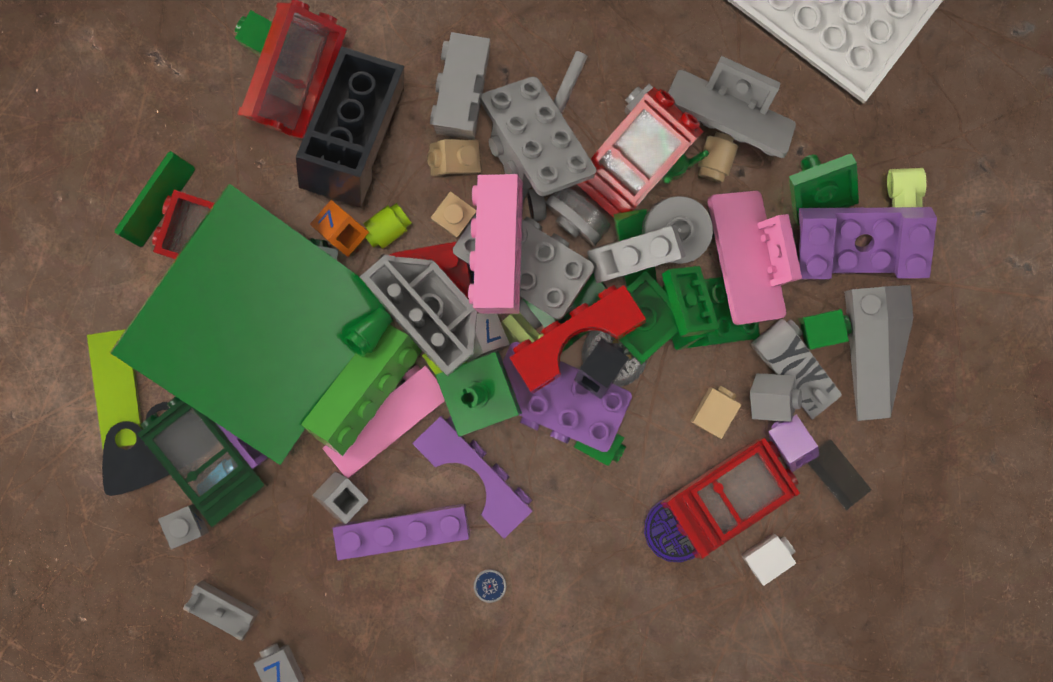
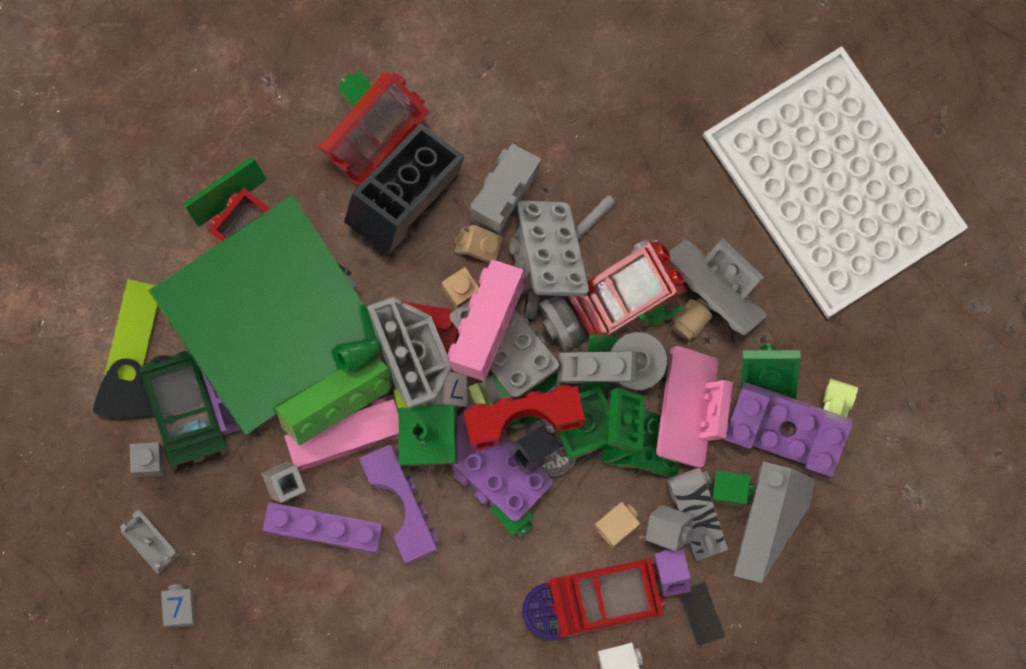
camera: 15 degrees right, 10 degrees down
(339, 228) = (364, 265): orange brick -> none
(386, 226) = (403, 278): lime brick -> none
(490, 585) = (378, 602): dark blue tile -> none

